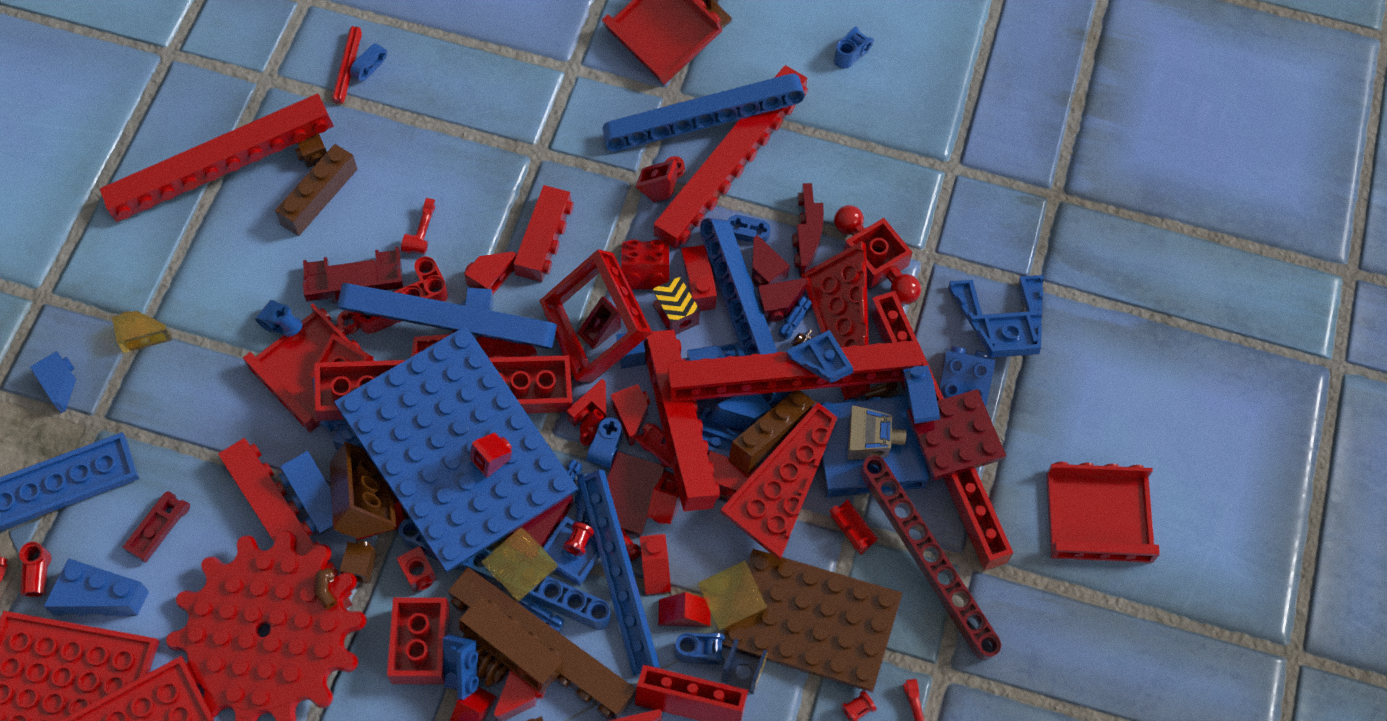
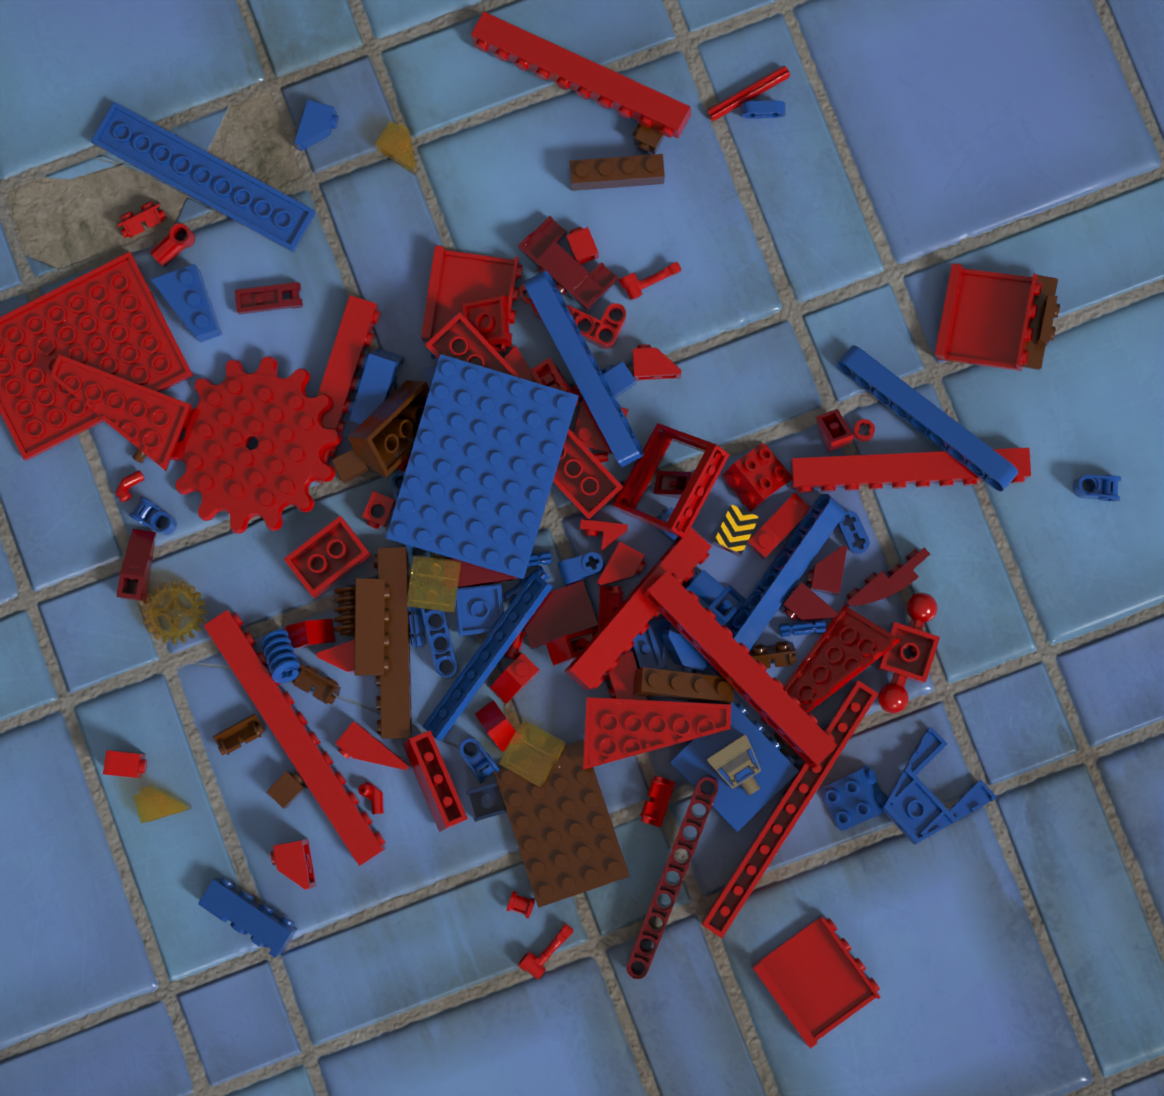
camera: 60 degrees right, 20 degrees up
(278, 319) = (488, 242): blue piece -> none
(321, 590) = (305, 461): reddish brown arm -> none
(348, 251) = (582, 245): none -> red brick
(460, 665) = (330, 603): blue bracket -> none
(490, 453) = (490, 501): red slope -> none
(543, 234) = (719, 377): red brick -> none
(578, 539) = (487, 609): red bush -> none
(589, 427) = (583, 545): red arm -> none
(822, 357) = (760, 686): blue wing -> none
(921, 394) = (792, 782): blue slope -> none
(961, 437) = (786, 829): dark red plate -> none

